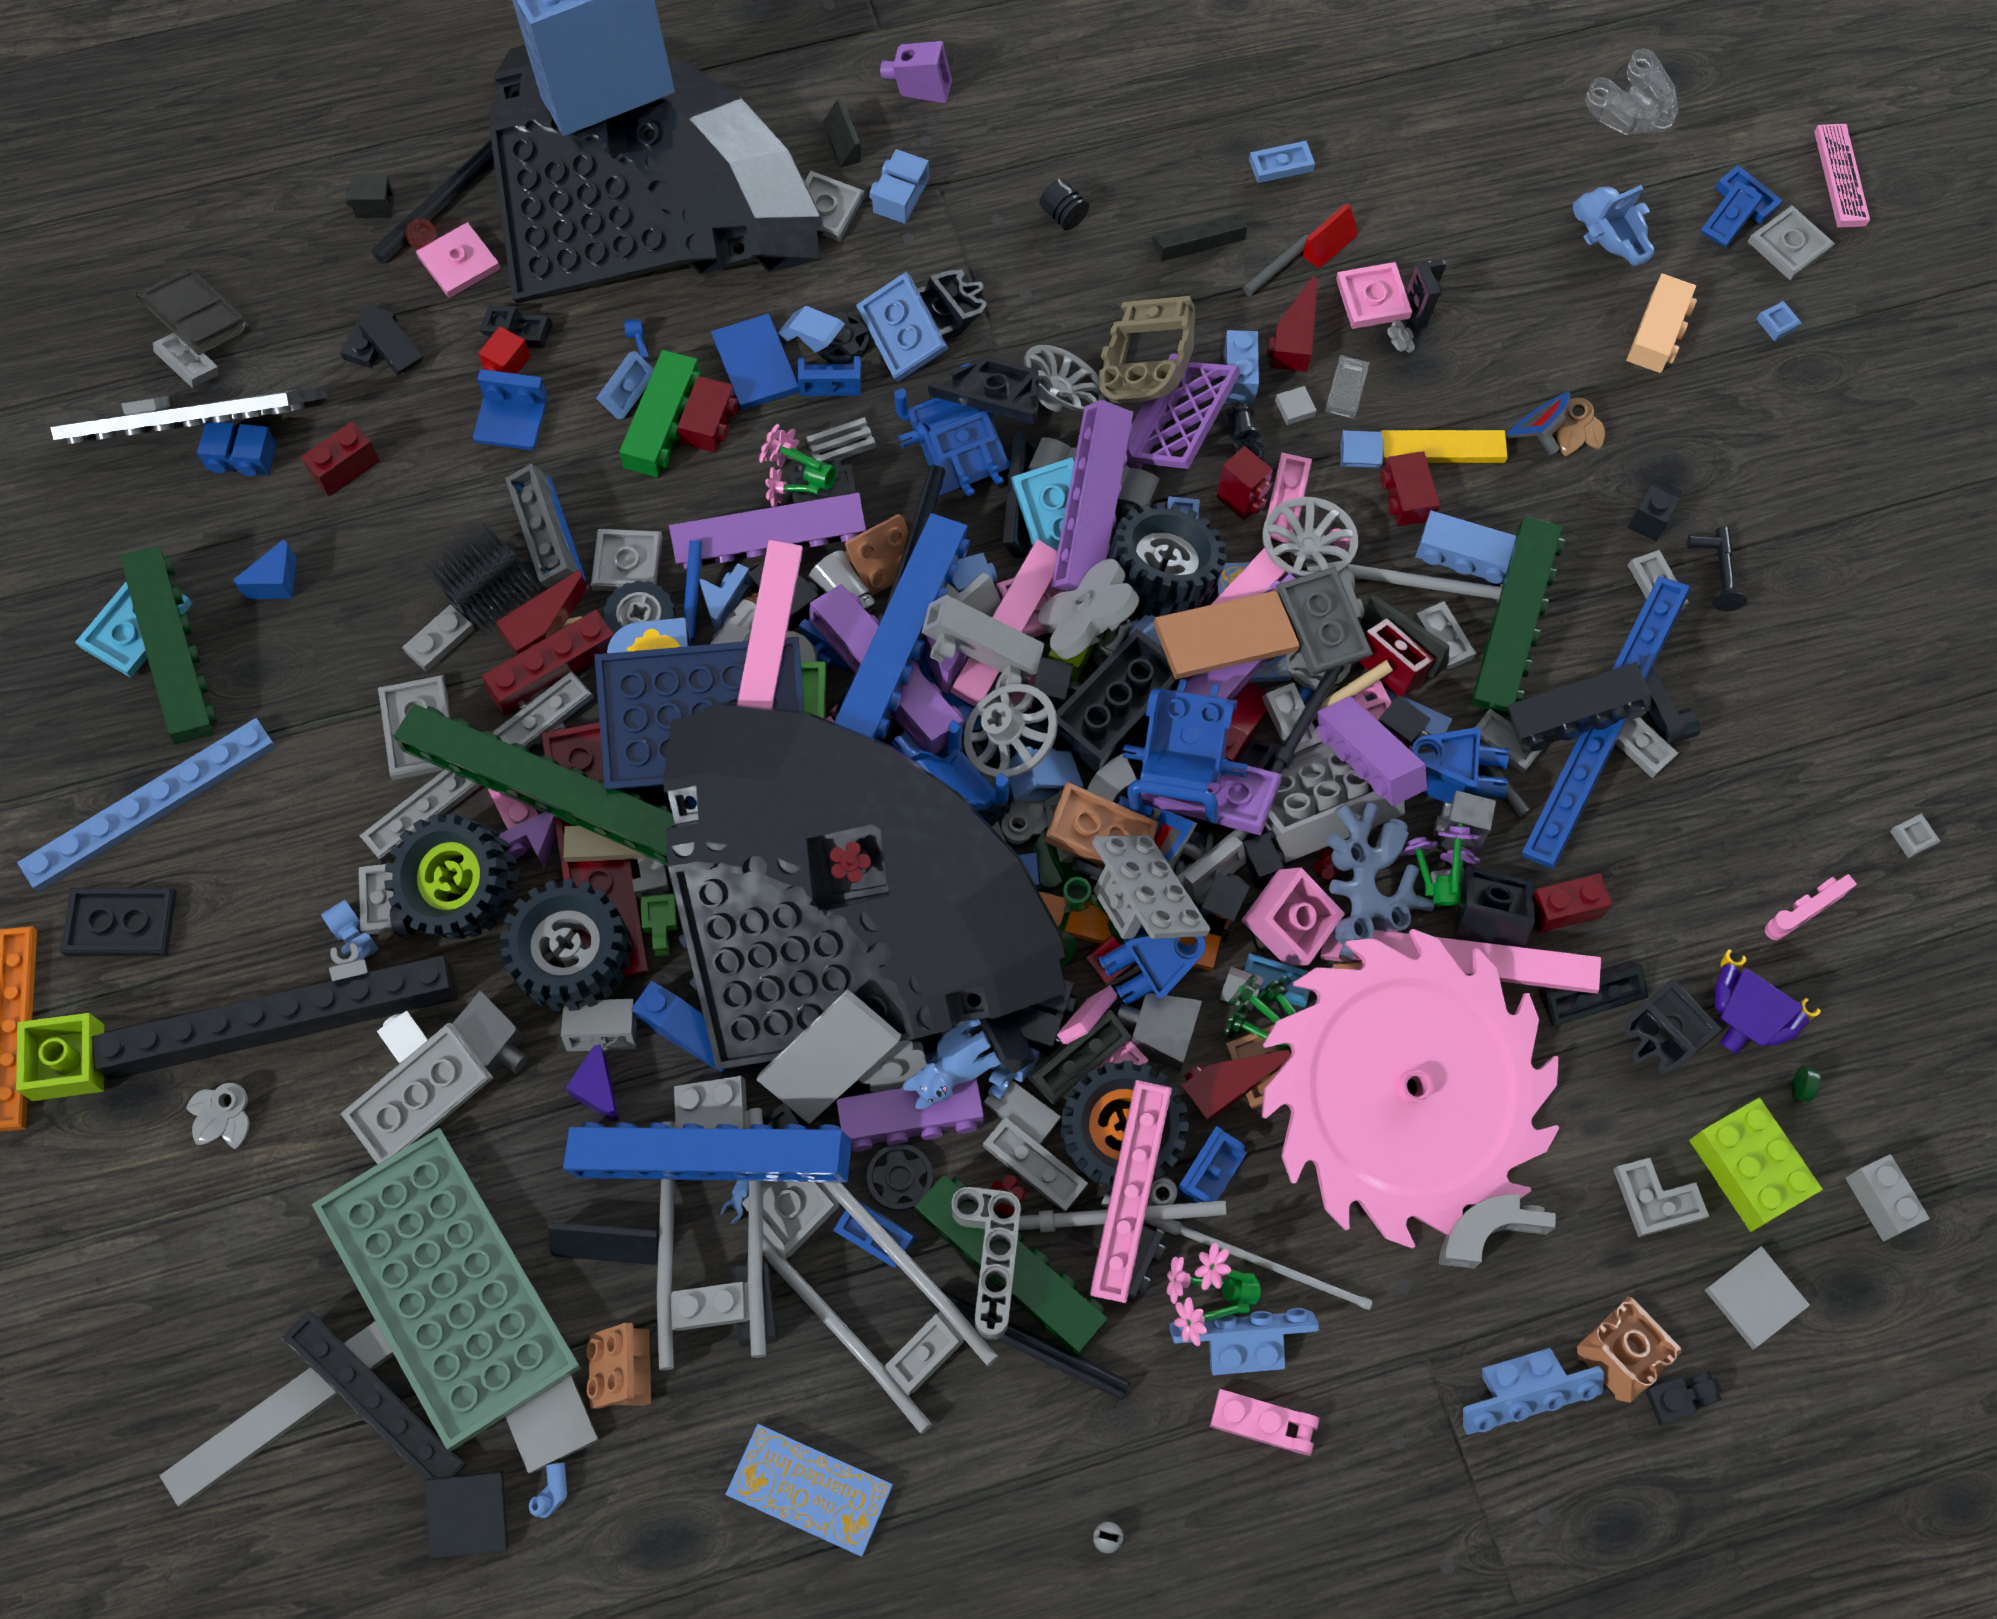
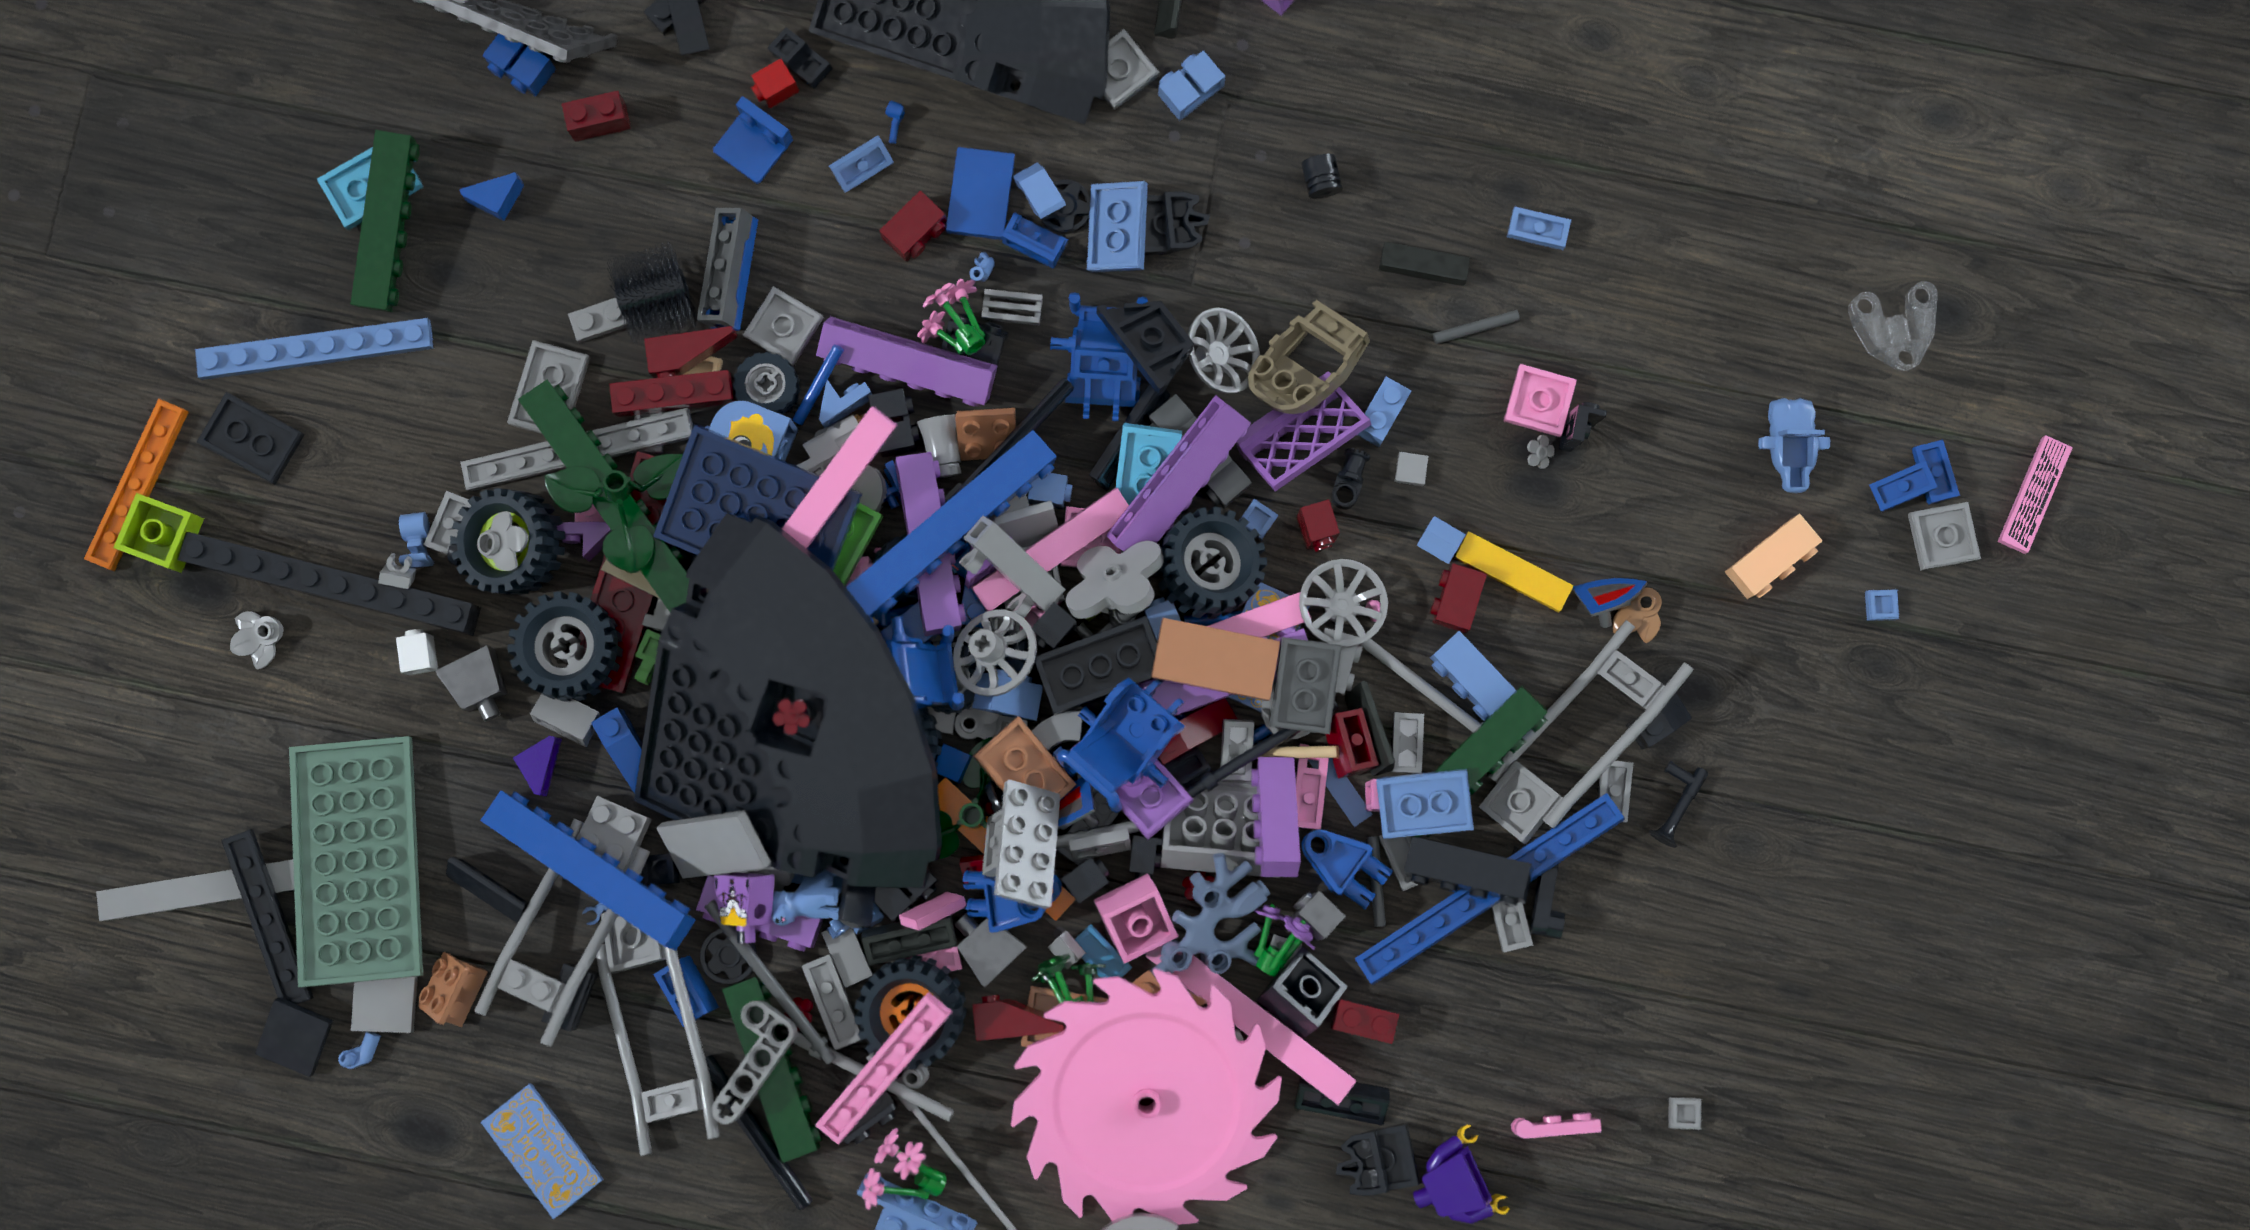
camera: 30 degrees right, 15 degrees up
(417, 1094) = (403, 703): light grey tile -> none
(451, 869) = (503, 542): none -> light grey plate
(580, 740) = (577, 485): none -> dark green plant
(659, 413) = (875, 205): green brick -> none
(794, 419) = (983, 269): none -> medium blue arm
(893, 1094) = (744, 902): none -> medium lavender torso
(963, 1172) = (818, 1043): none -> dark grey bar
(1212, 1168) = (962, 1078): blue hinge -> none
(1289, 484) = (1358, 544): bright pink tile -> none
(1294, 333) = (1448, 402): dark red slope -> none
(1330, 237) = (1537, 325): red slope -> none
(1347, 386) = (1466, 474): clear tile -> none
(1405, 721) = (1318, 807): black brick -> none
(1449, 696) = (1371, 796): none -> bright pink slope
(1500, 669) = (1424, 803): none -> medium blue tile
(1588, 628) = (1523, 800): none -> light grey plate

